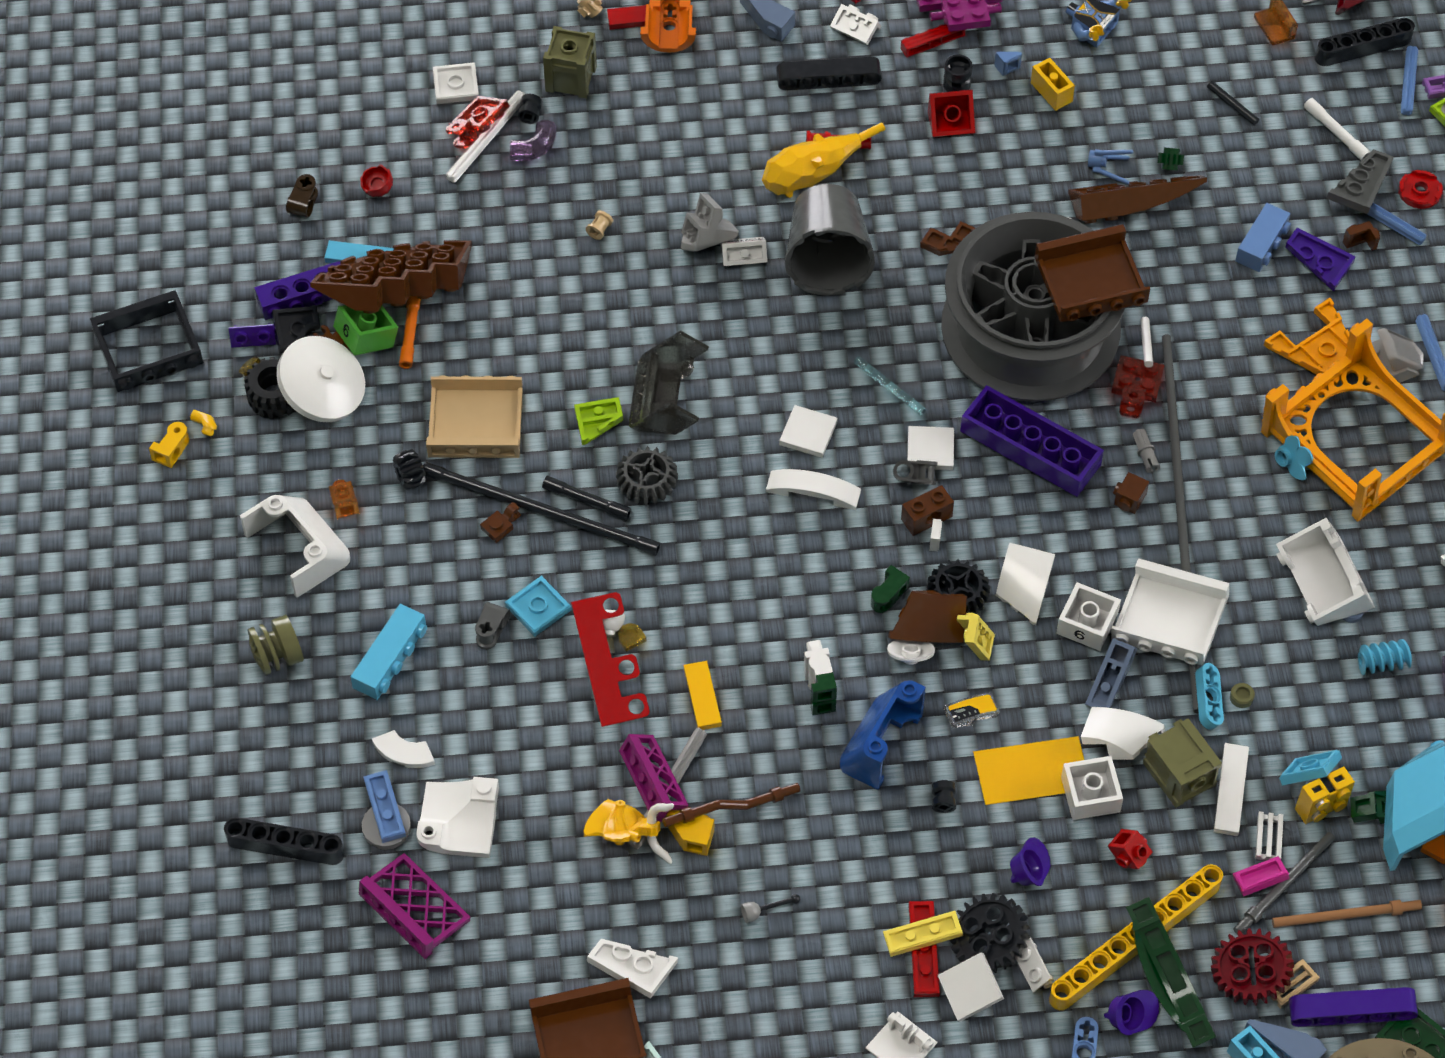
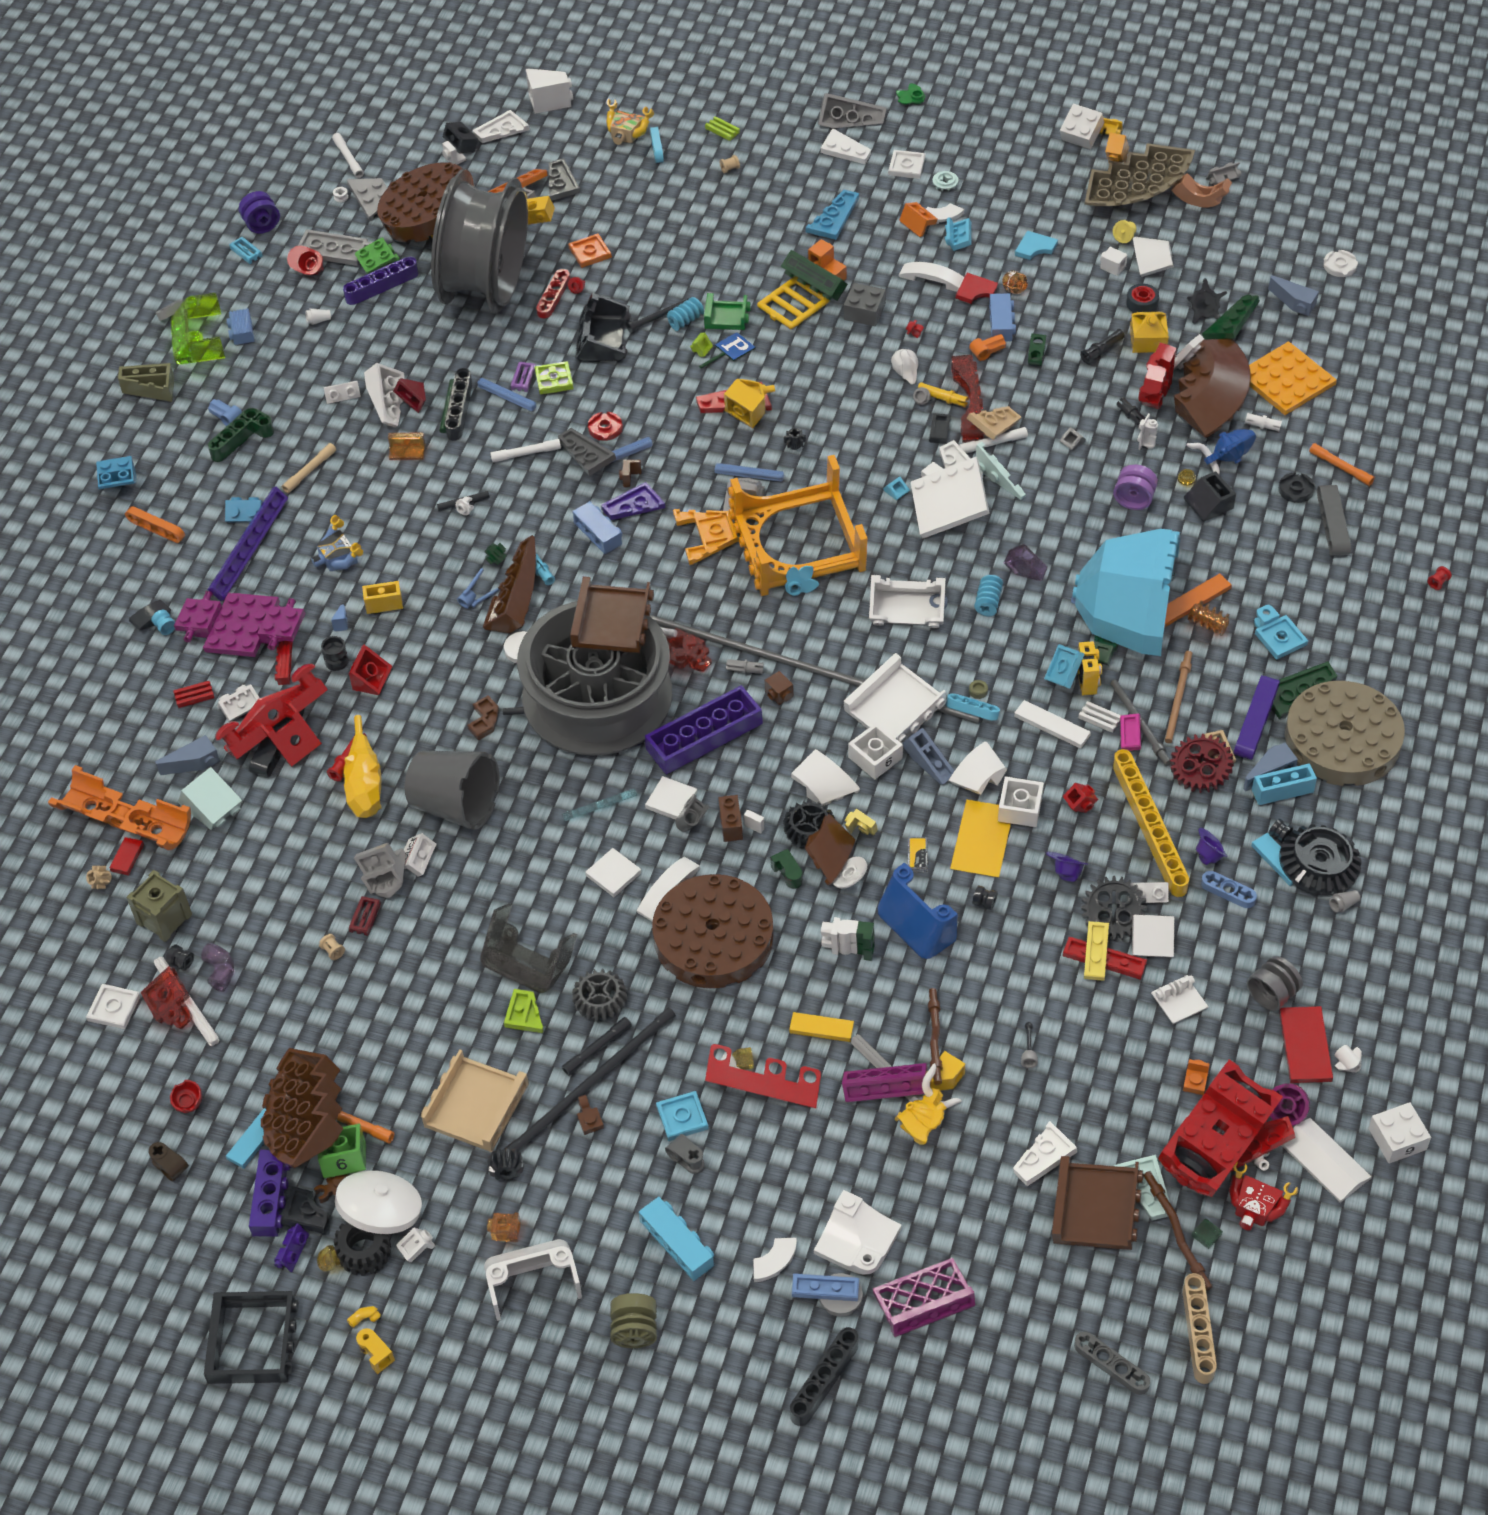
camera: 65 degrees left, 5 degrees down
(297, 431) = (415, 1243): none -> white bracket
(652, 241) = (360, 929): none -> dark red tile
(722, 50) = (210, 799): none -> light aqua slope
(773, 547) = (713, 930): none -> reddish brown brick
(861, 57) = (287, 704): none -> red piece
(1167, 973) = (1193, 814): dark green piece -> none
(1175, 210) = (543, 571): none -> medium azure pin
(1181, 762) = (1025, 739): olive container -> none
(1221, 104) = (463, 506): none -> white plate

